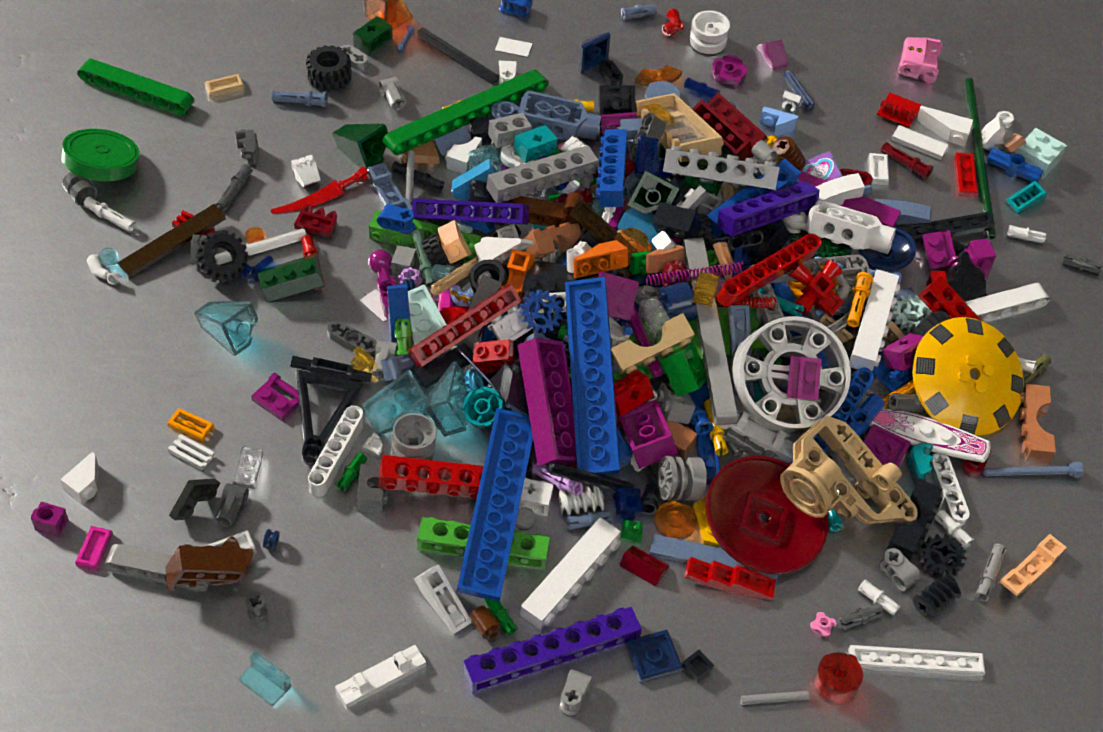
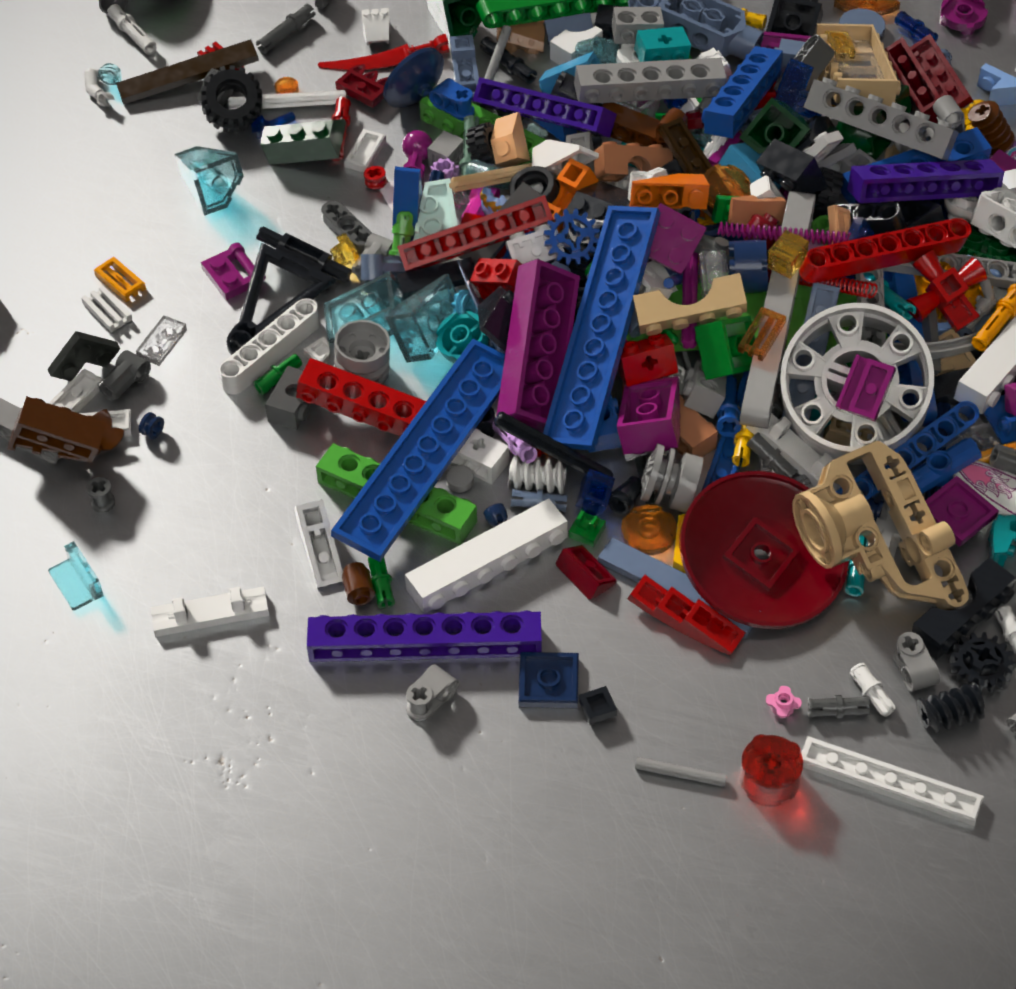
camera: 25 degrees right, 0 degrees up
(198, 527) = (78, 391): none -> white tile
(338, 274) = (365, 150): none -> white tile
(360, 291) = (375, 177): none -> red bush
(361, 209) = (413, 78): none -> dark blue dish
(563, 540) = (495, 514): none -> dark blue hinge
(707, 367) = (754, 349): none -> clear orange tile

